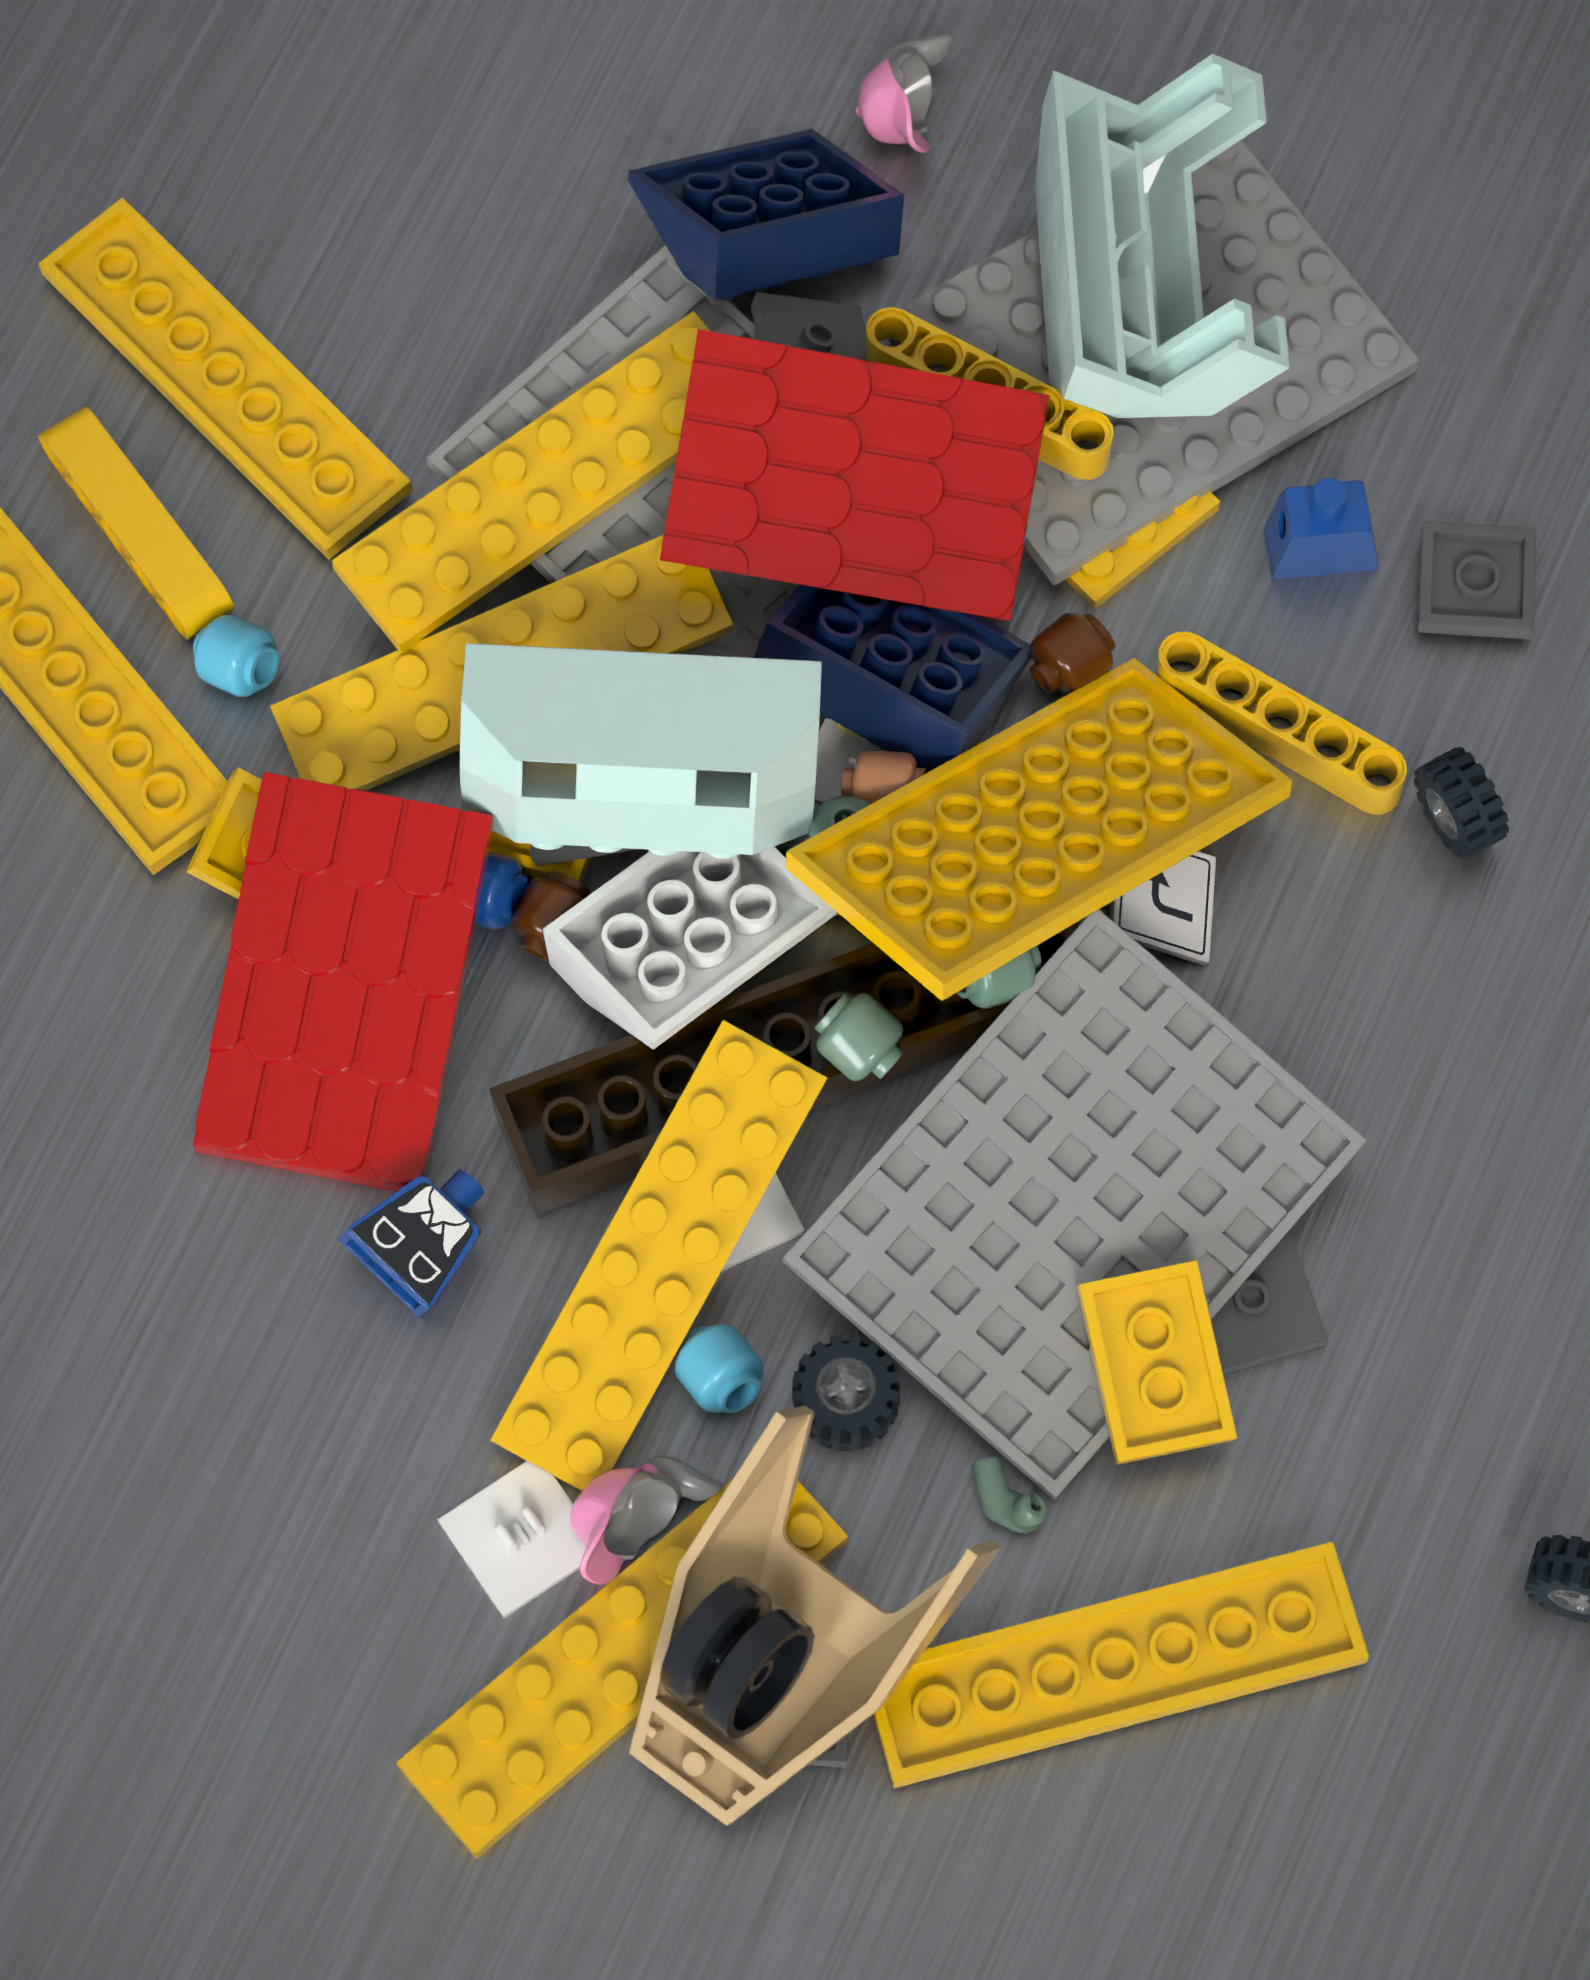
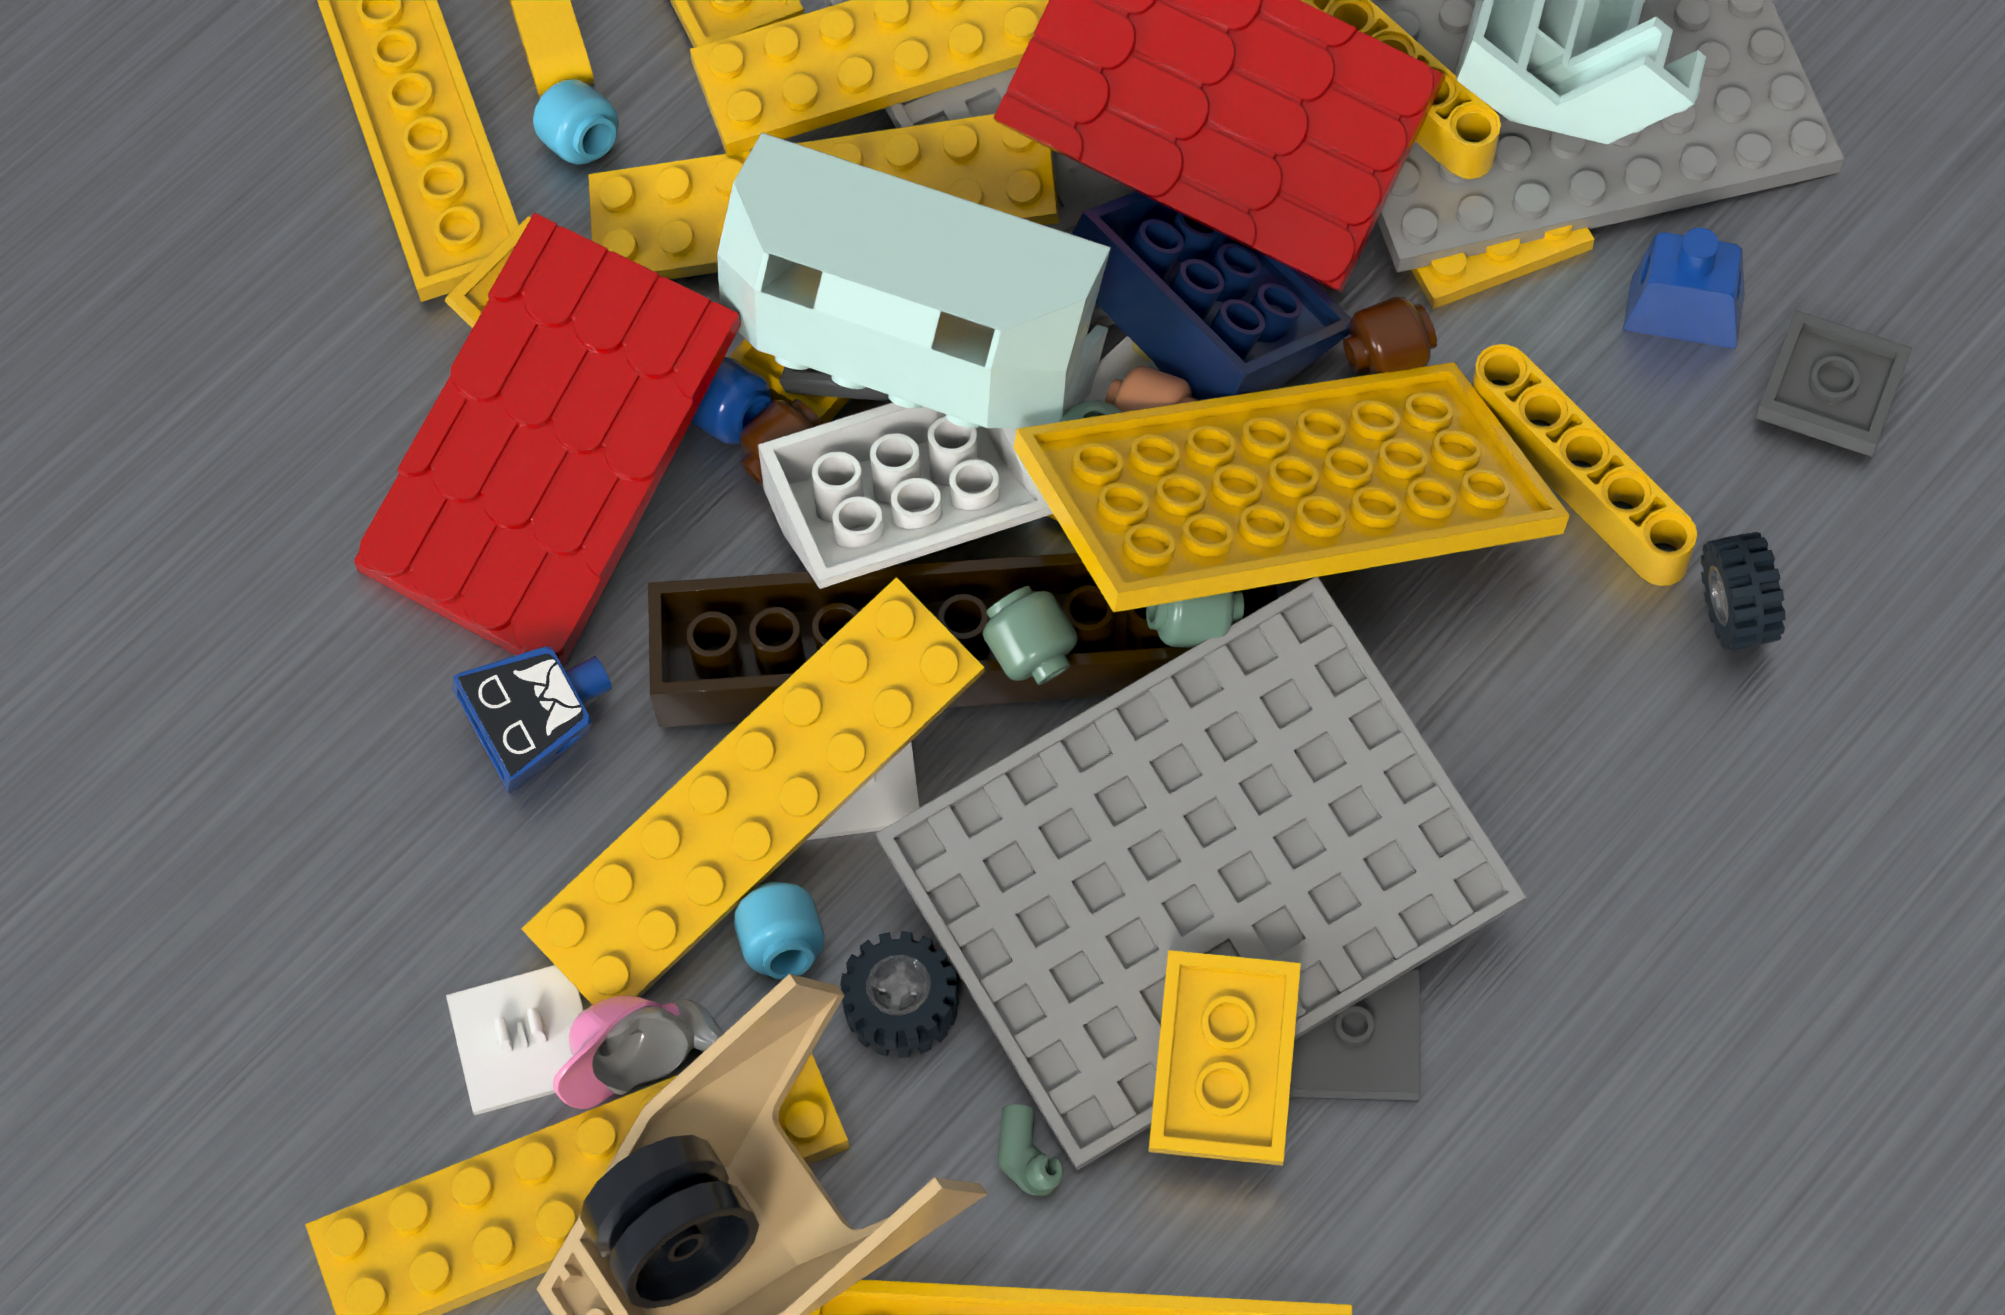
camera: 20 degrees right, 5 degrees down
(1172, 909) = (1405, 609): white piece -> none

